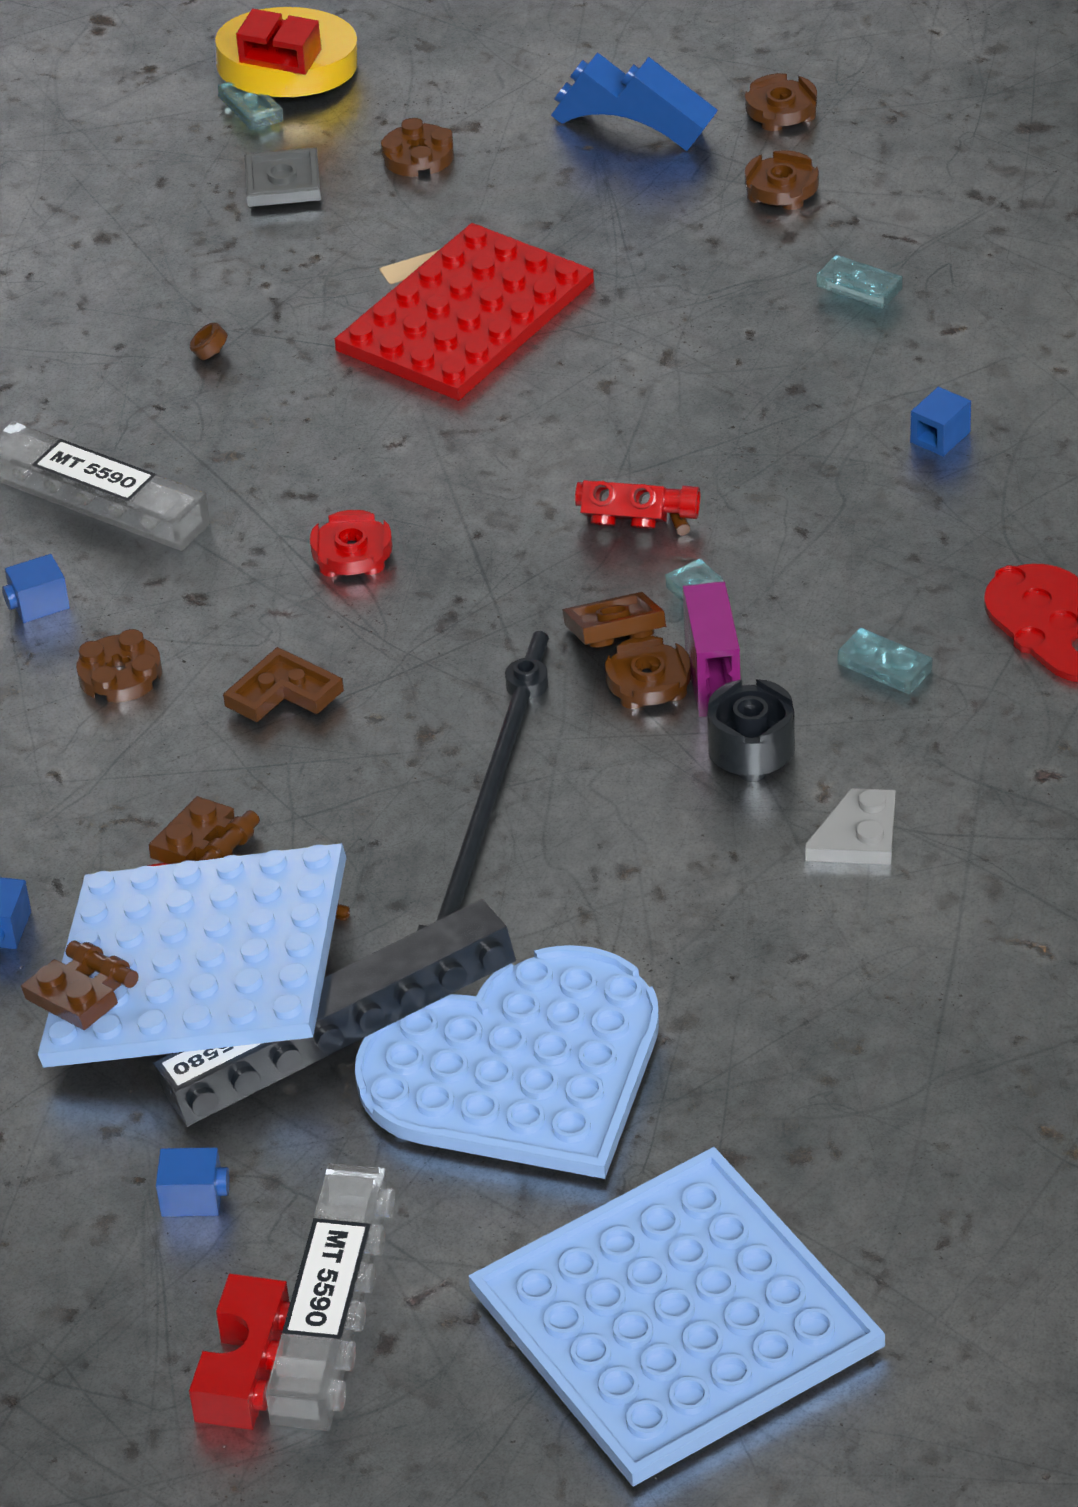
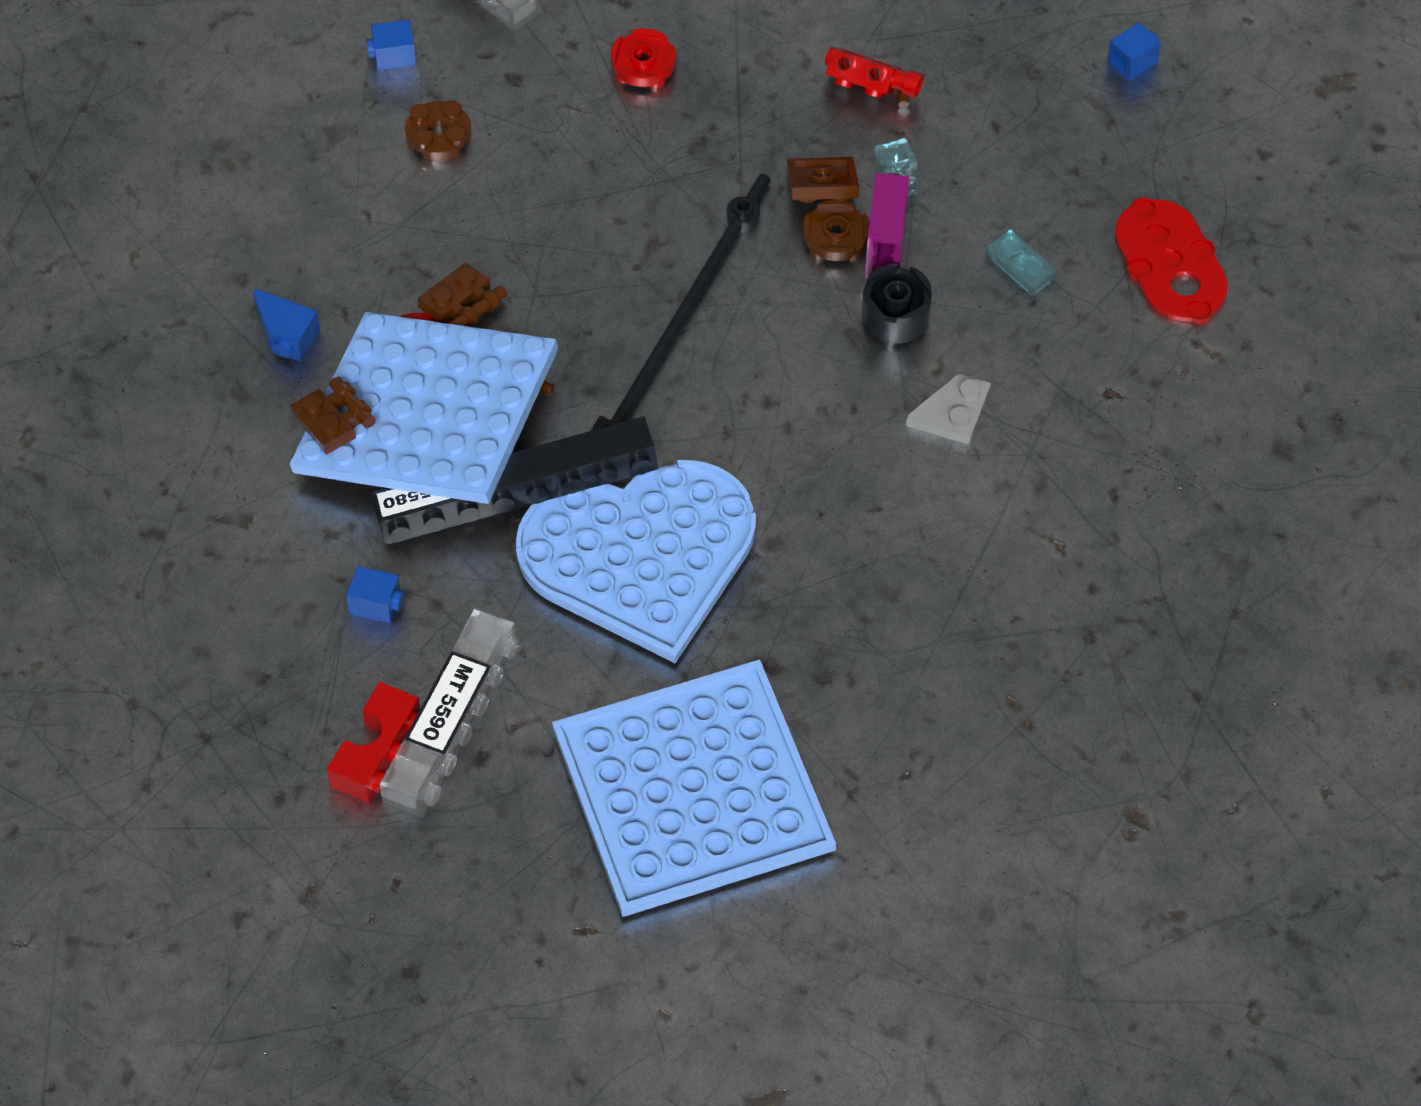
camera: 10 degrees right, 15 degrees up
(280, 678) = (556, 170): reddish brown plate -> none

